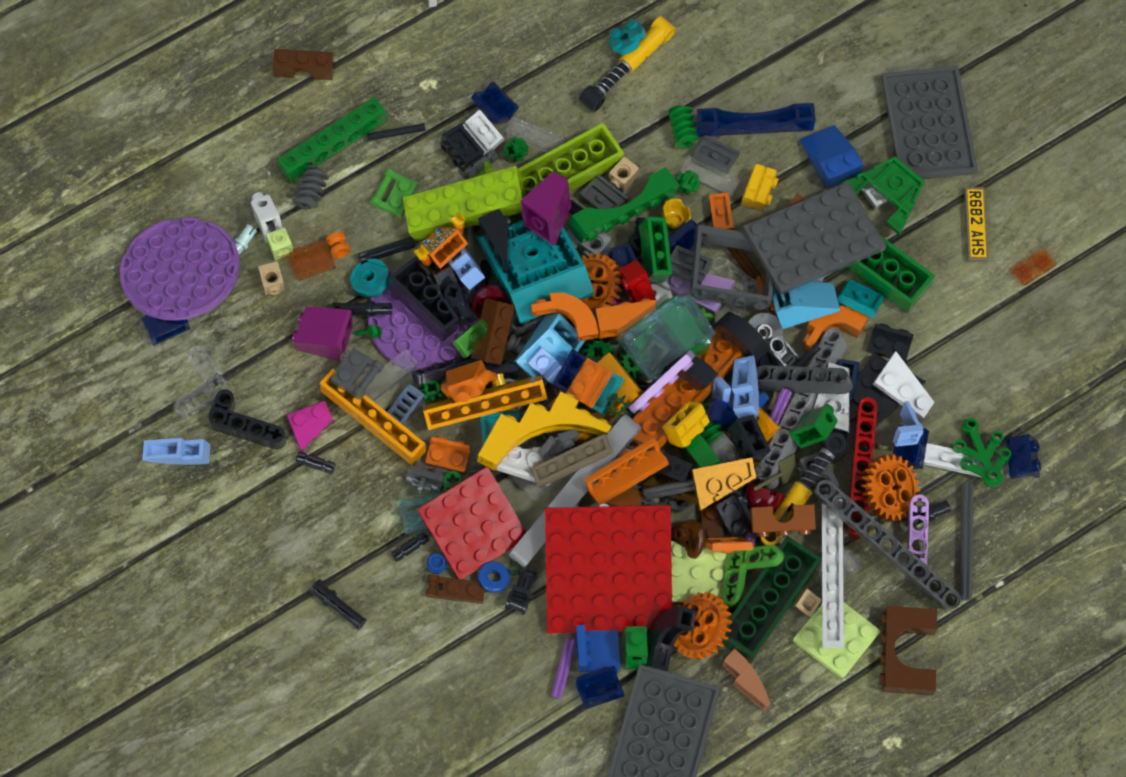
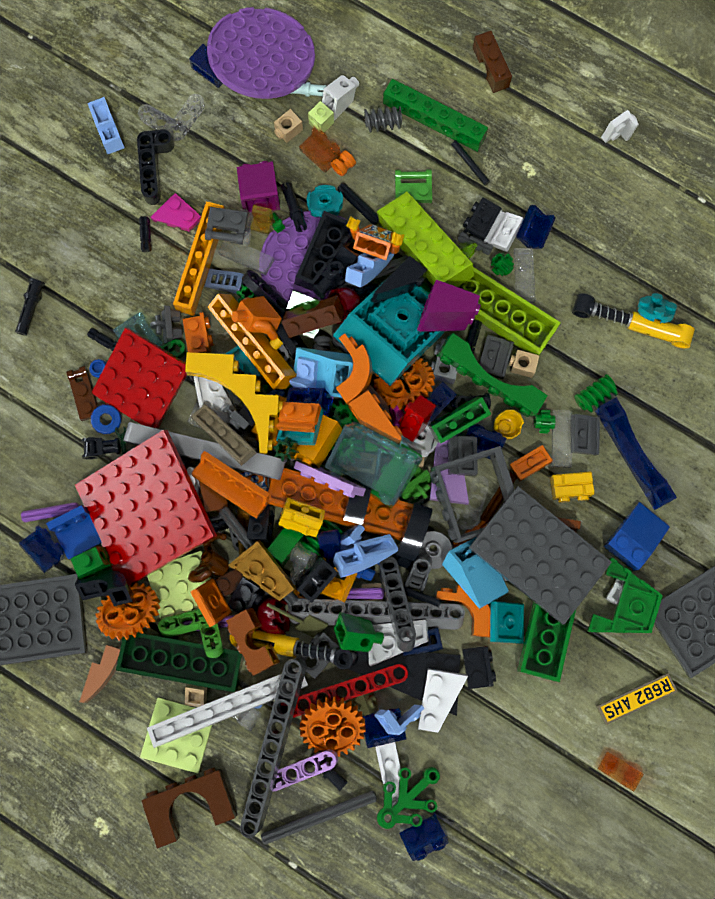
camera: 70 degrees right, 10 degrees up
(359, 342) = (261, 219): none -> clear yellow bracket

